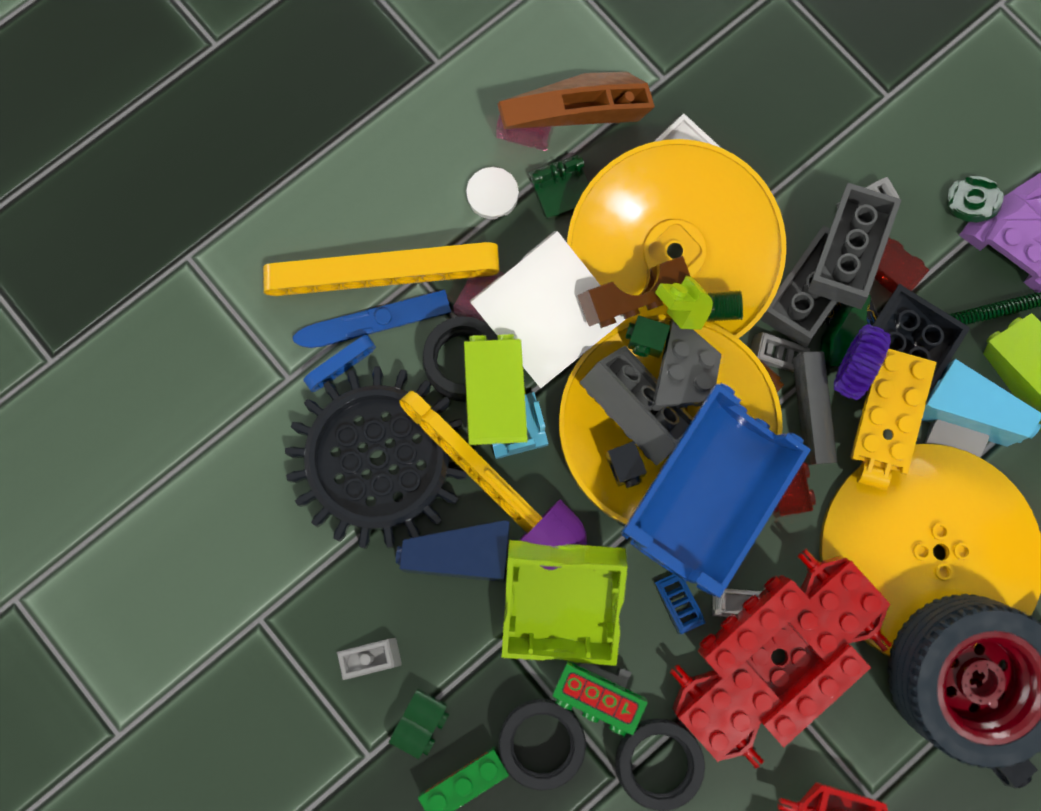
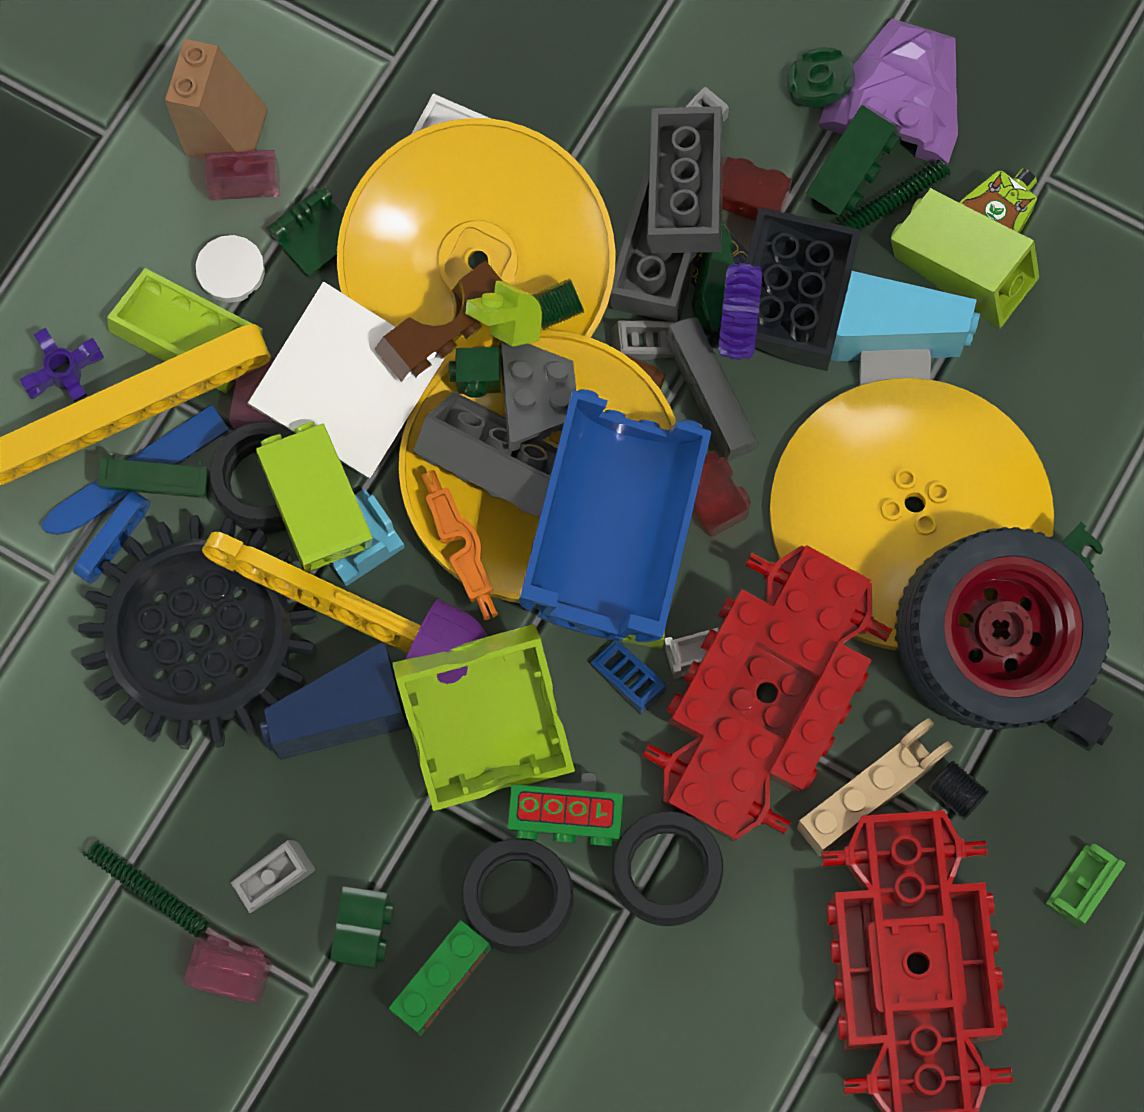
camera: 15 degrees left, 5 degrees down
(286, 658) = (108, 856): none -> dark green piece
(311, 720) = (228, 971): none -> clear pink brick
(327, 229) = (39, 381): none -> dark purple pin
(384, 330) = (154, 478): none -> dark green container
(437, 216) = (169, 318): none -> lime slope
(519, 60) = (212, 103): none -> medium nougat slope
(580, 101) = (299, 121): dark orange wedge -> none
(591, 478) = (467, 560): none -> orange piece
(626, 465) = (503, 528): black brick -> none
(833, 759) = (870, 790): none -> tan hinge
(896, 404) = (799, 349): yellow hinge -> none
(898, 783) = (958, 790): none -> black piece
(982, 273) = (855, 161): none -> dark green brick

